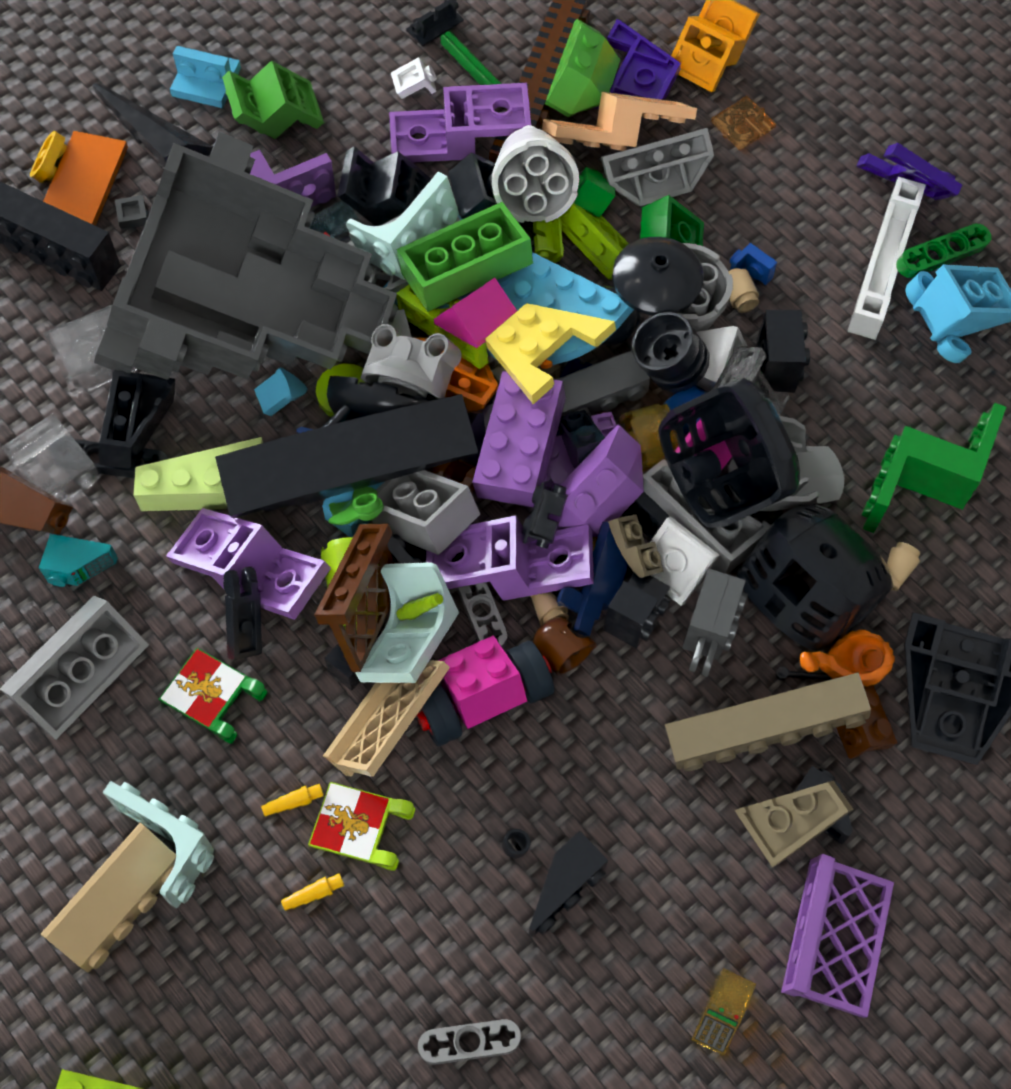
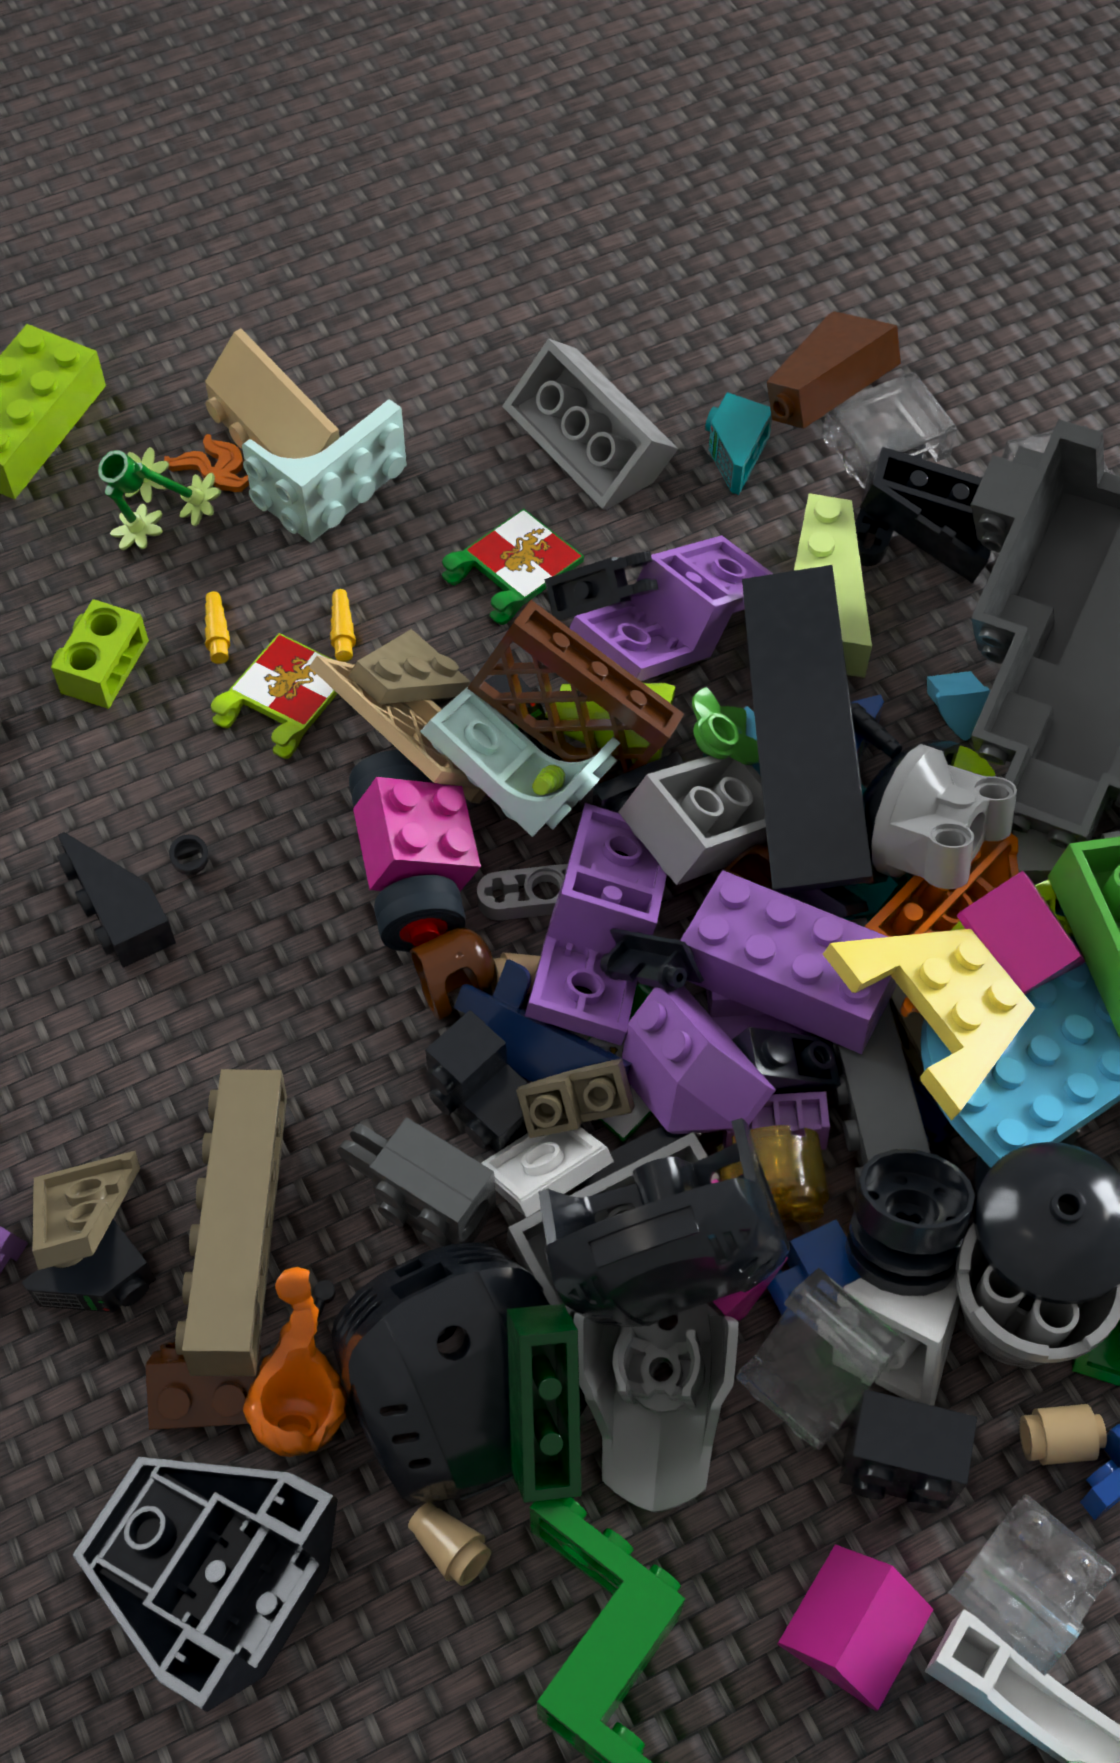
camera: 105 degrees right, 5 degrees down
(147, 937) = (228, 464): none -> orange piece
(207, 984) = (130, 475): none -> plant
(339, 727) = (408, 672): none -> dark tan wing
(362, 957) = (99, 653): none -> lime brick
(828, 292) = (1033, 1583): none -> clear panel
(842, 498) = (544, 1402): none -> dark green brick
(865, 373) = (857, 1624): none -> dark pink slope

